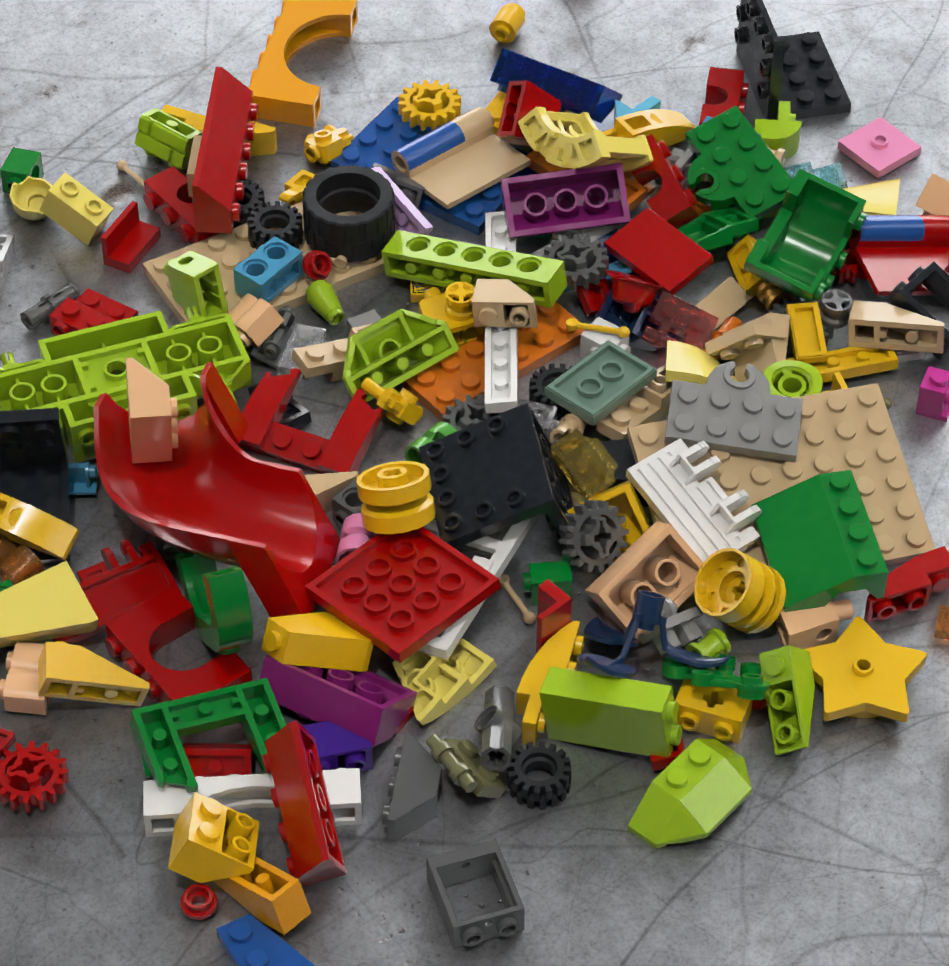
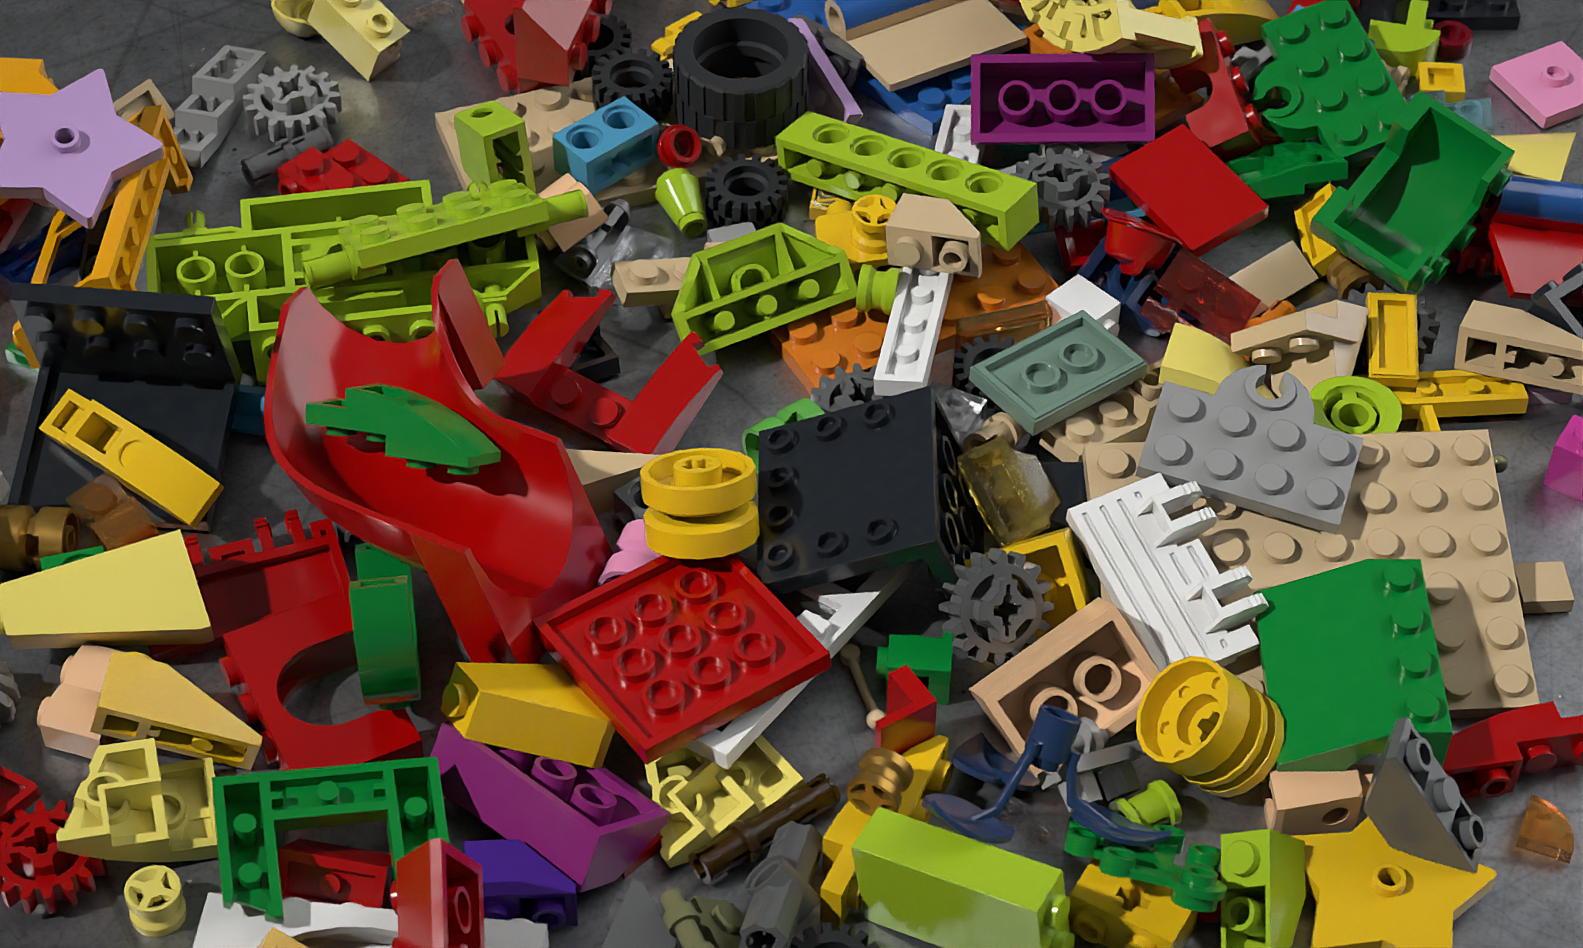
camera: 10 degrees right, 0 degrees up
(43, 268) = (292, 102): none -> light grey gear
(87, 737) = (142, 808): none -> light yellow slope
(102, 784) = (148, 889): none -> light yellow wheel
(128, 240) = (423, 78): red panel -> none
(151, 415) = (349, 324): light nougat slope -> none
(184, 339) = (422, 229): none -> lime plate
(198, 471) = (409, 425): none -> green slope
(366, 279) = (746, 176): none -> black tyre
(399, 405) = (750, 365): yellow piece -> none
(466, 701) = (748, 838): none -> dark brown pin
(472, 344) = (877, 288): none -> lime wheel
(545, 652) = (880, 781): none -> pearl gold wheel
(567, 353) = (1014, 322): none -> clear orange tile
(572, 324) = (1036, 280): yellow hinge -> none
(807, 152) = (1441, 76): none -> yellow plate
(811, 125) = (1454, 40): none -> dark red tile
(835, 308) = (1442, 308): flat silver wheel -> none
(875, 619) = (1420, 805): none -> dark grey slope
(927, 477) = (1543, 587): none -> tan tile

